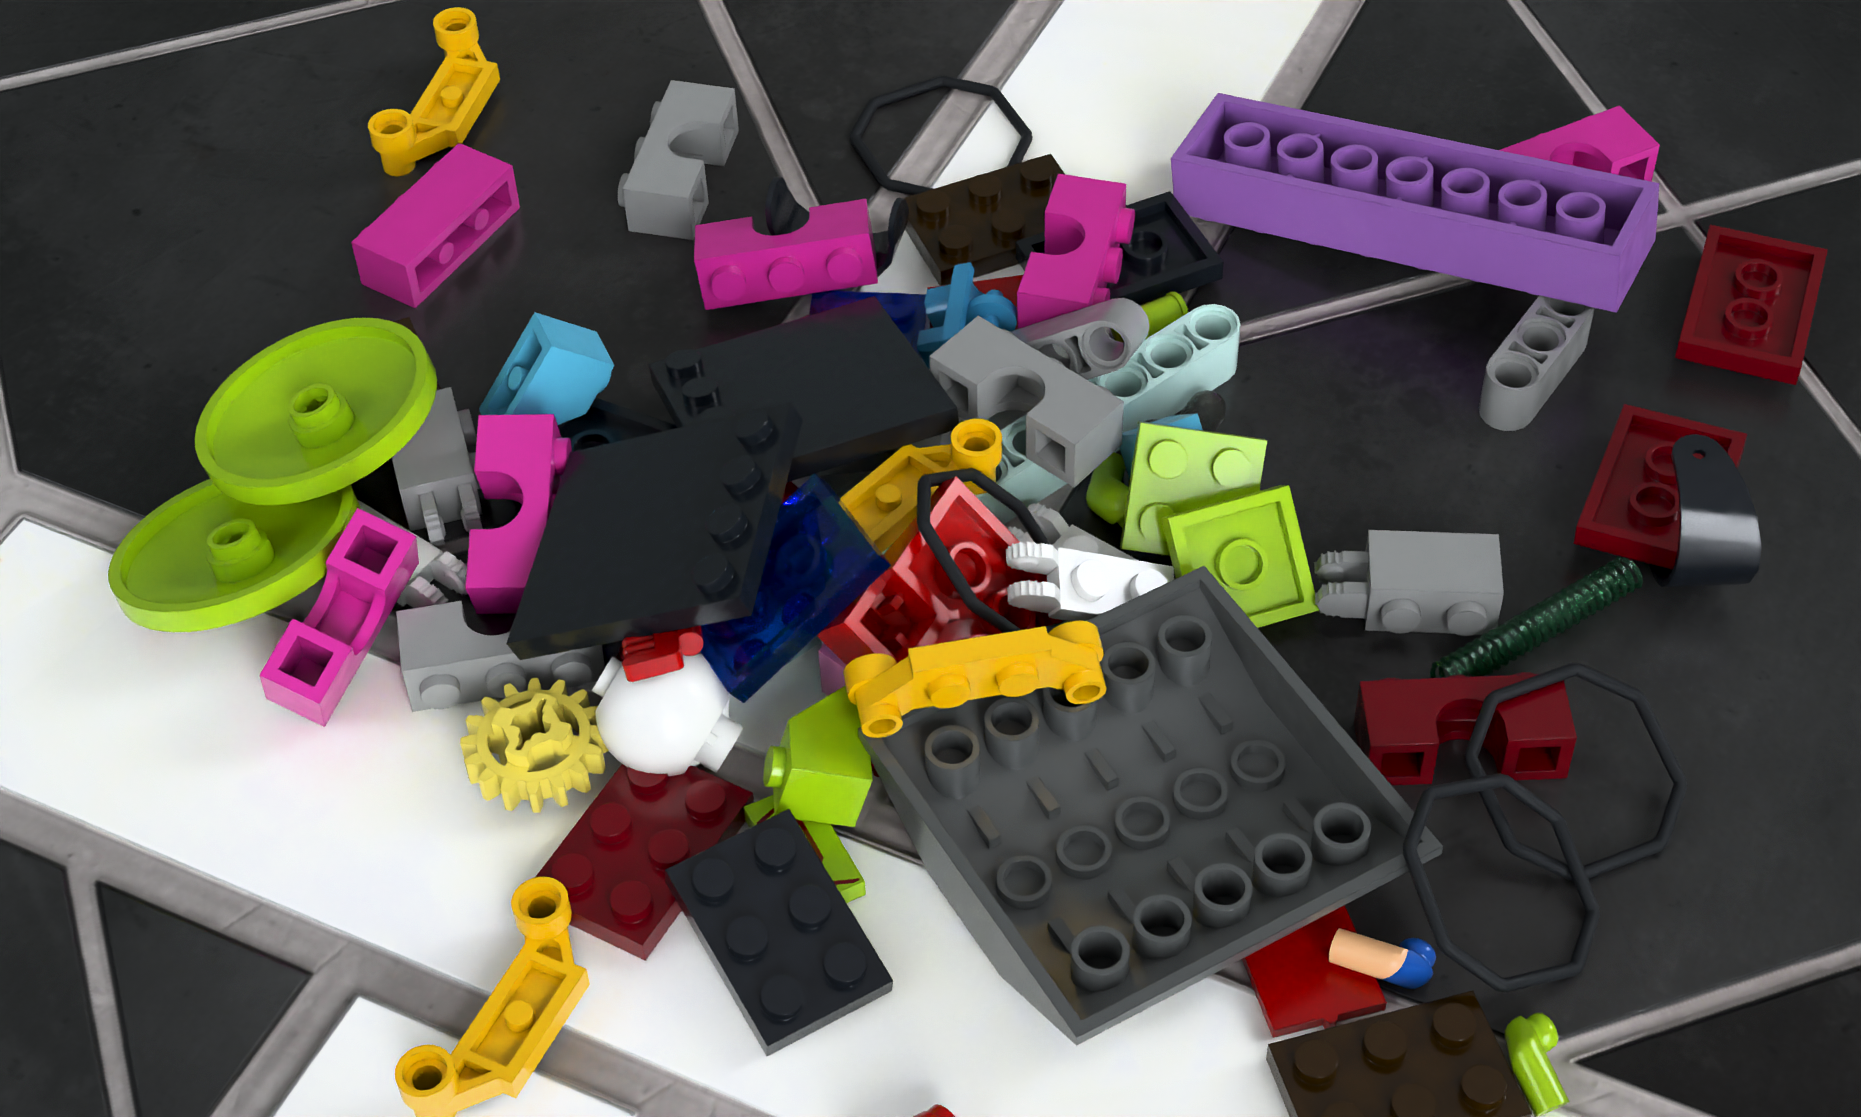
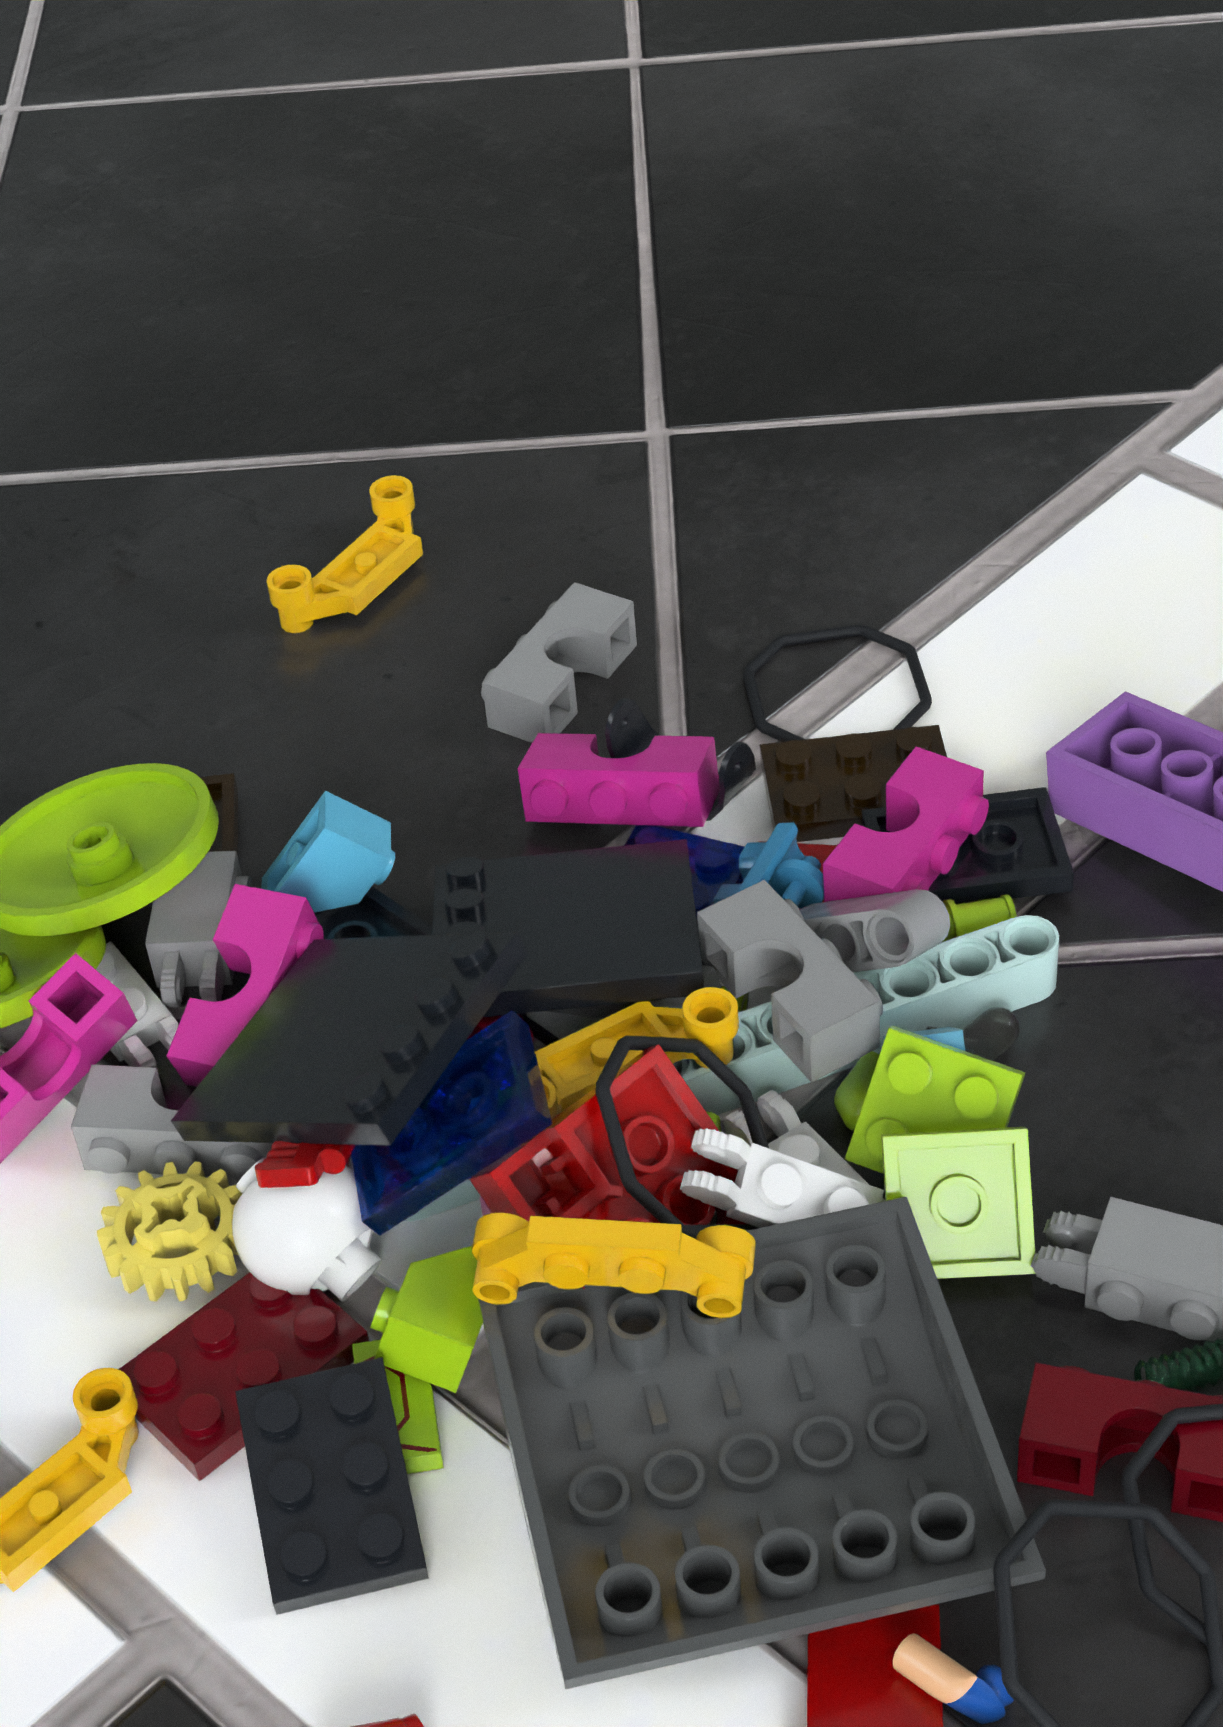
camera: 20 degrees right, 5 degrees down
(436, 225) = (299, 687): dark pink brick -> none

